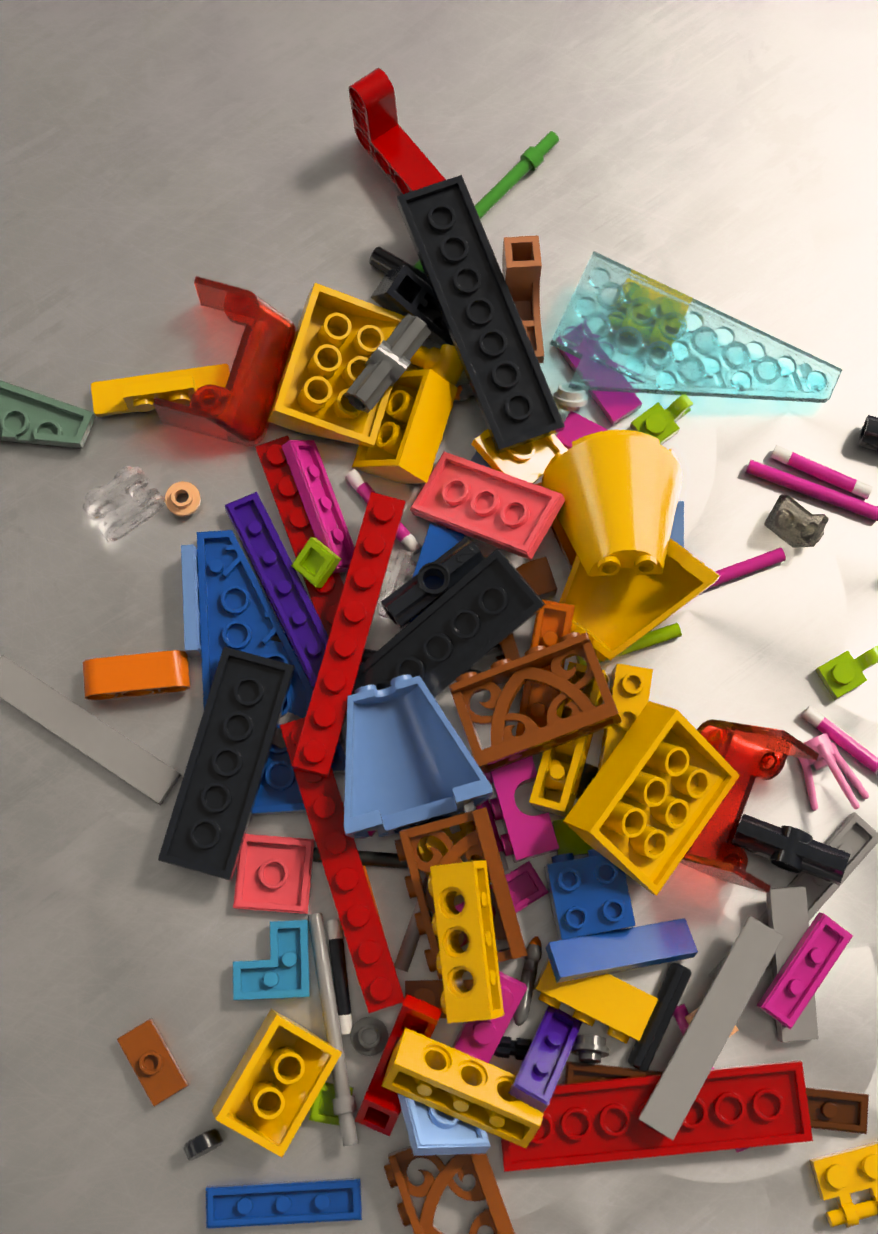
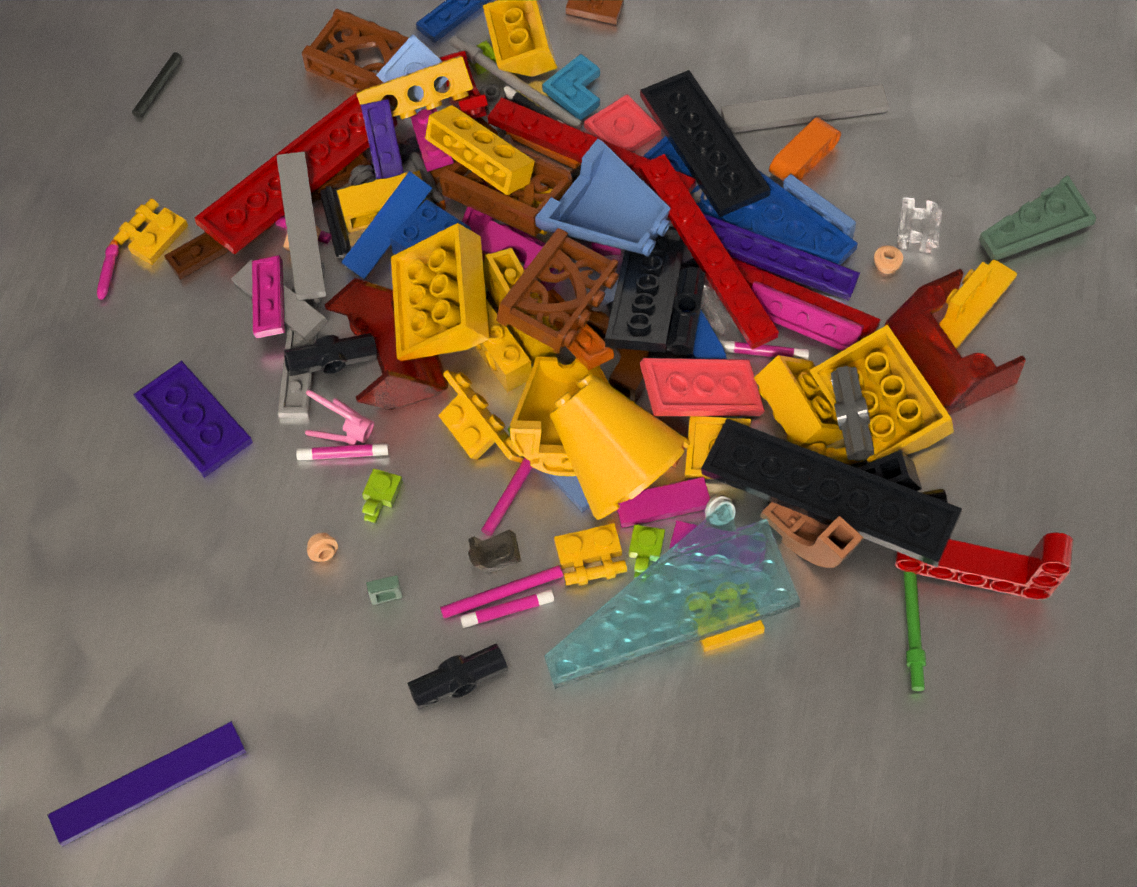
camera: 145 degrees right, 15 degrees down
(316, 562) = (769, 276): lime tile -> none
(707, 661) = (472, 421): none -> yellow bracket
(708, 466) = (589, 547): none -> yellow plate

